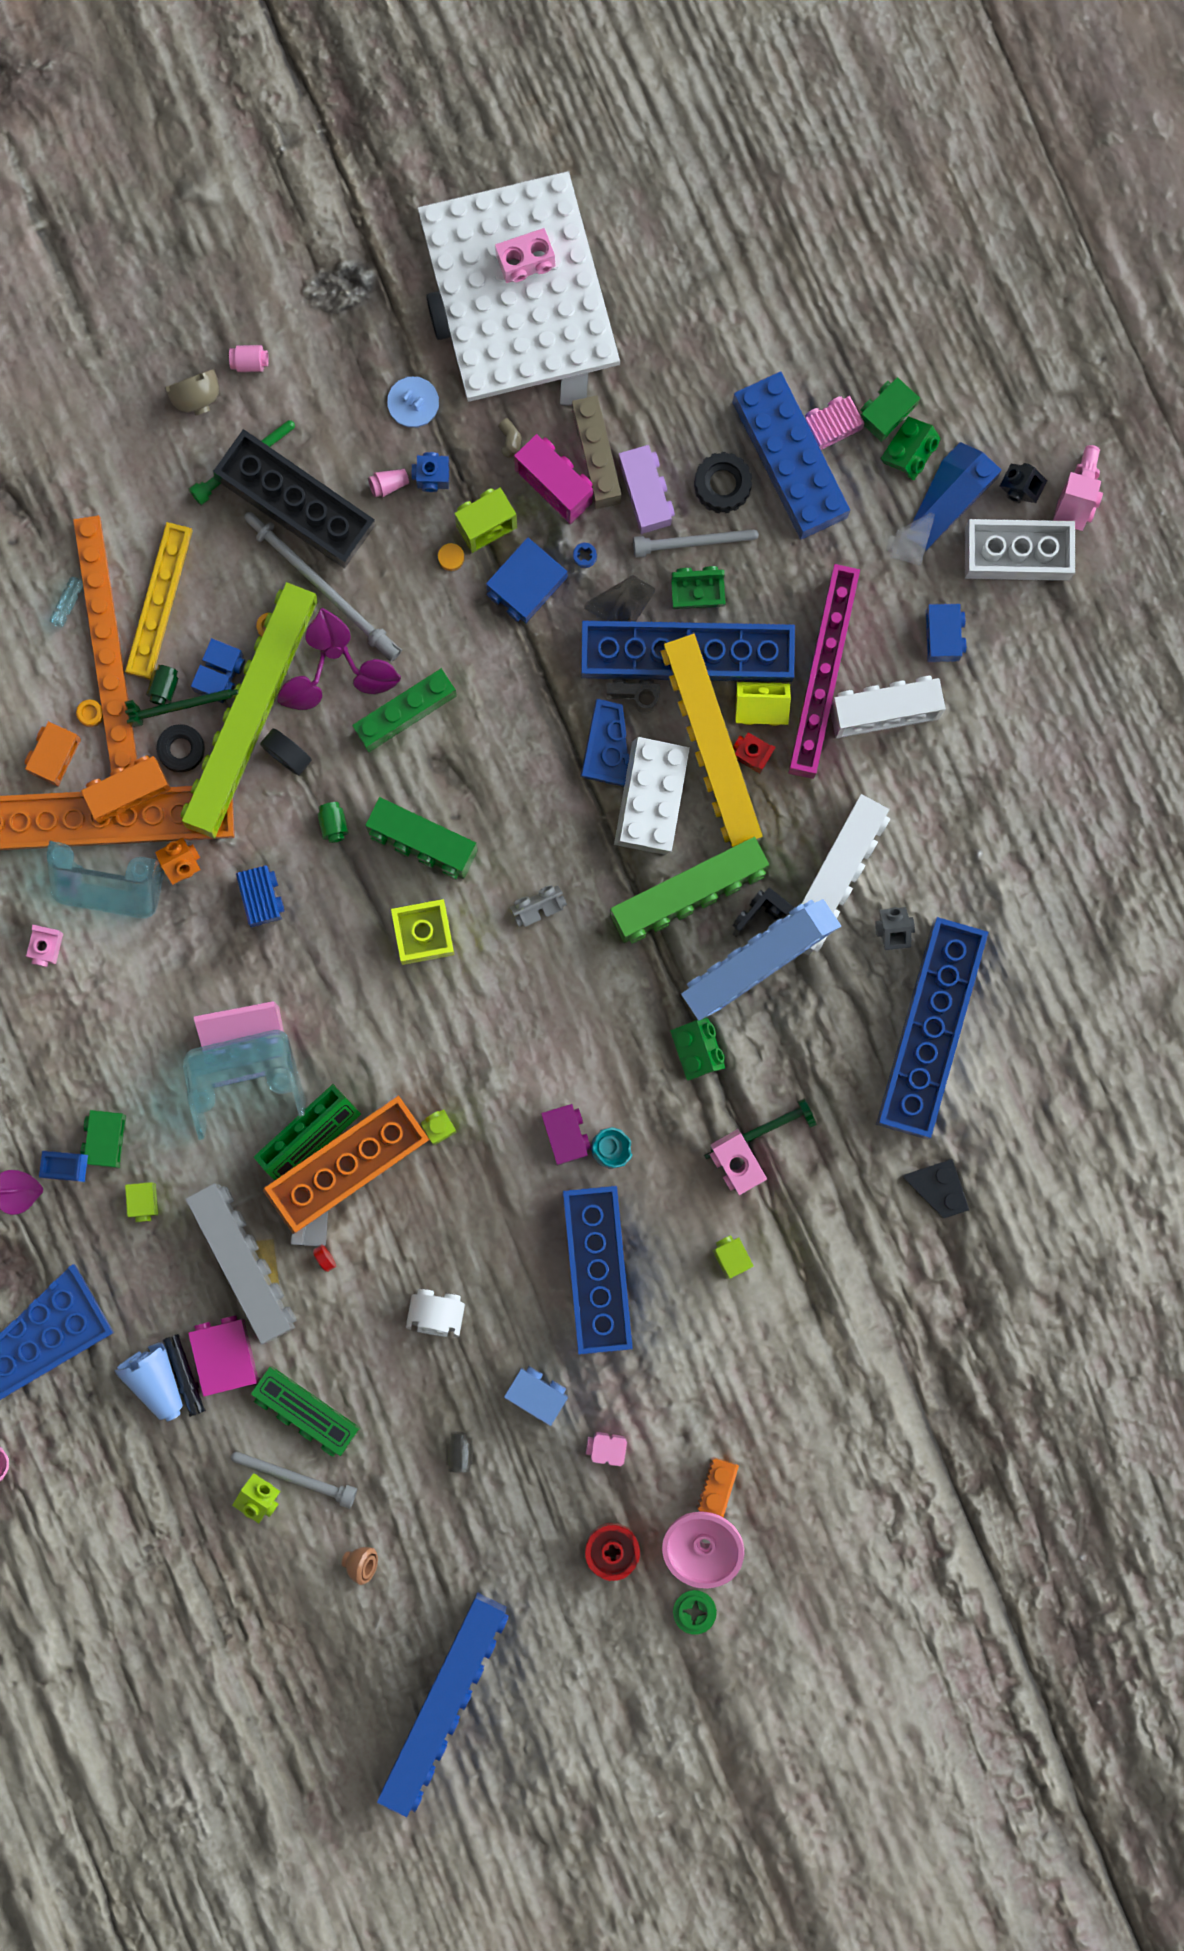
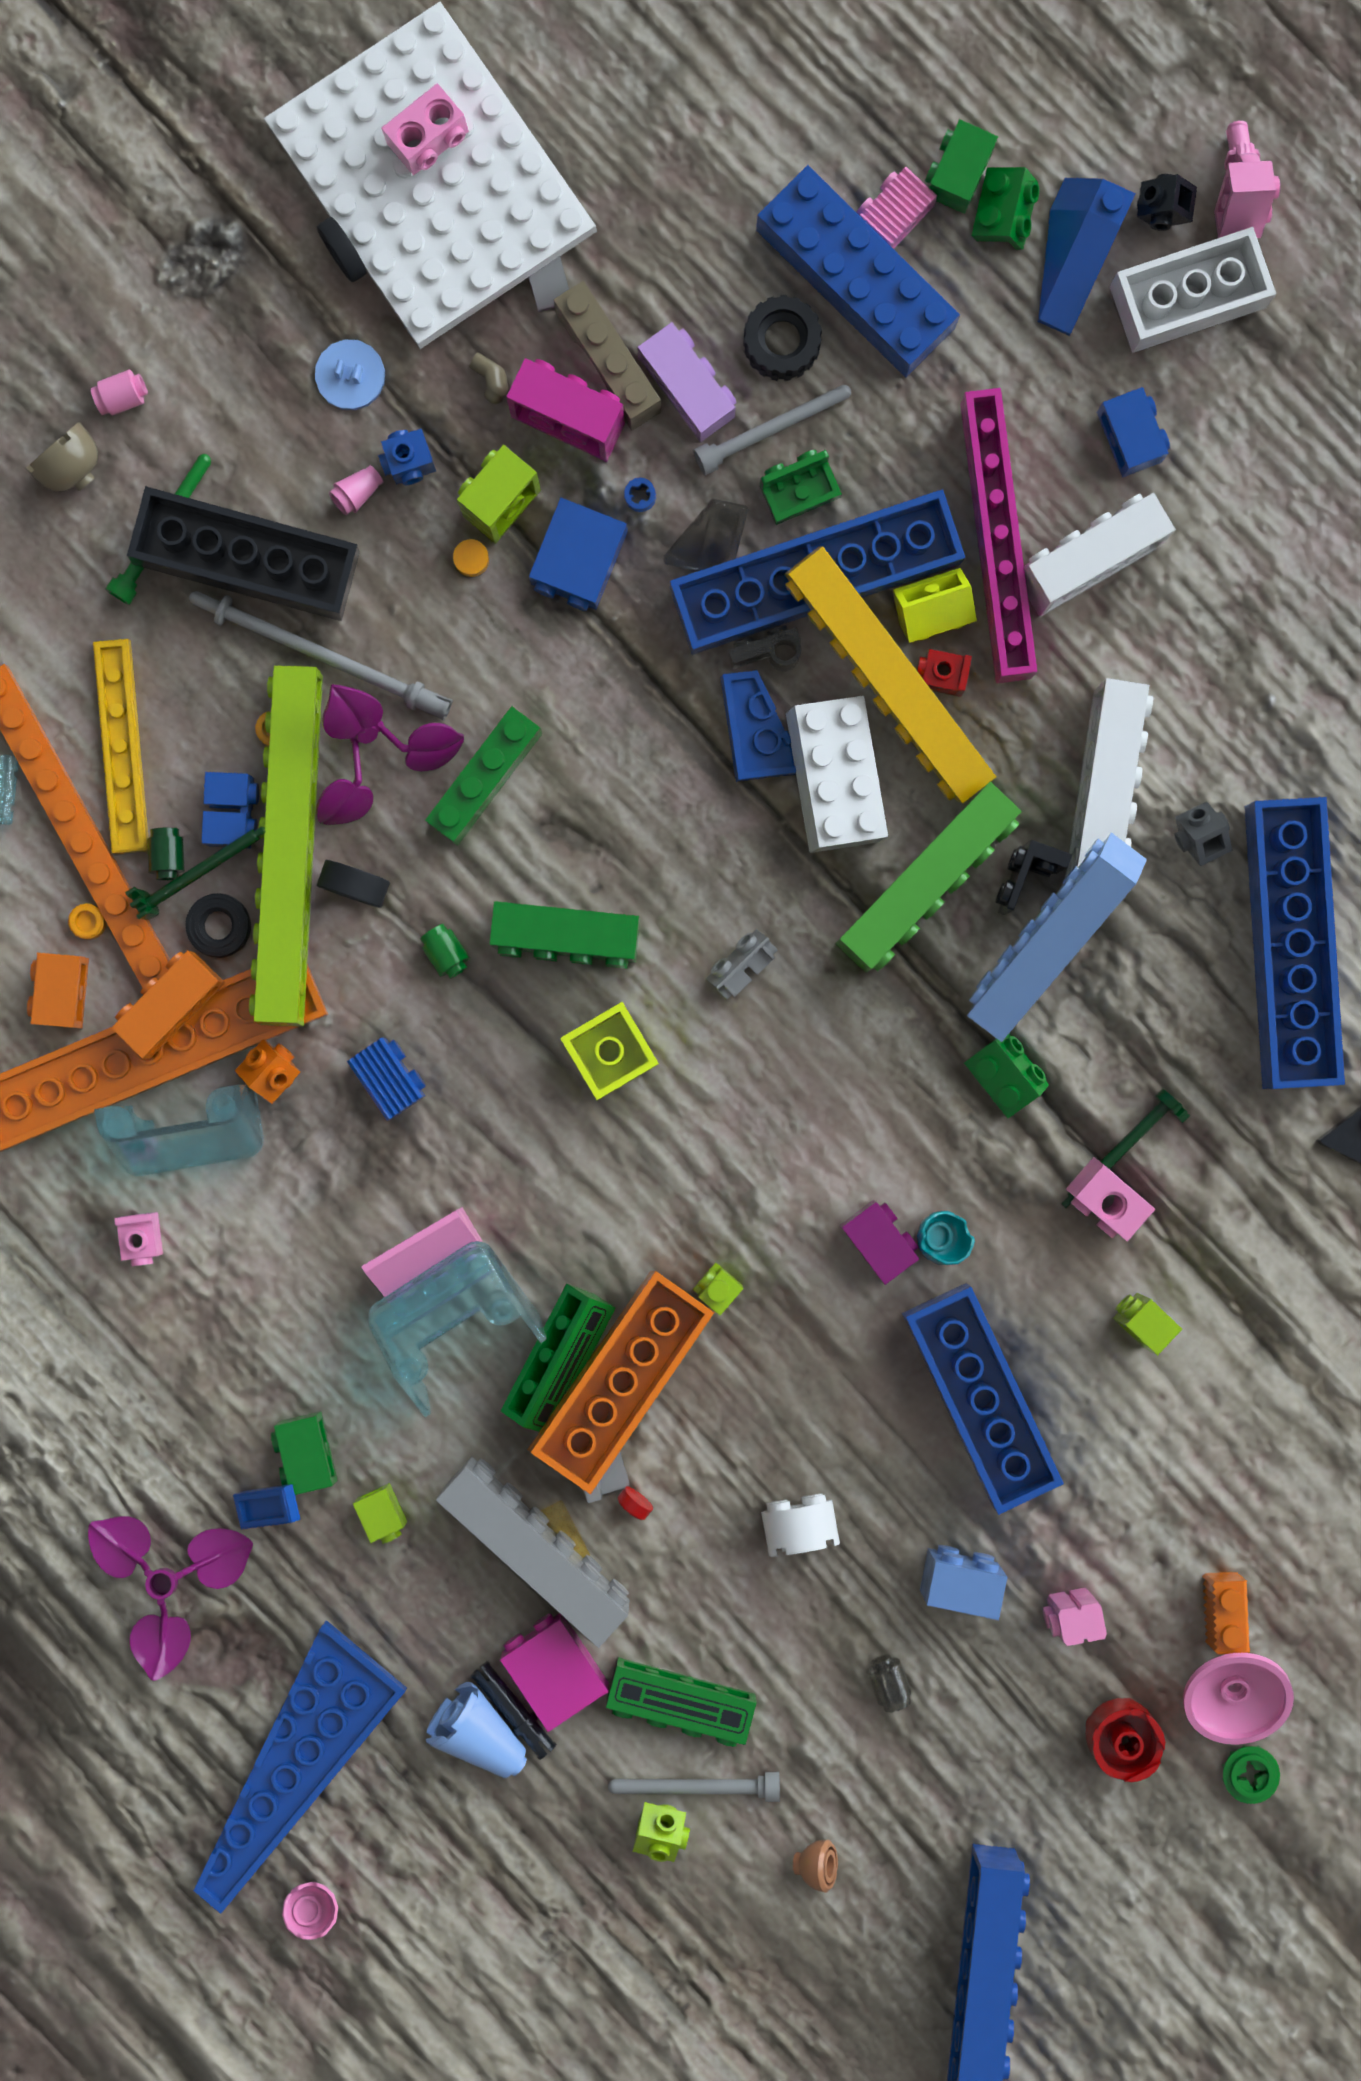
camera: 15 degrees left, 5 degrees up
(911, 540) = (1050, 326): clear slope -> none

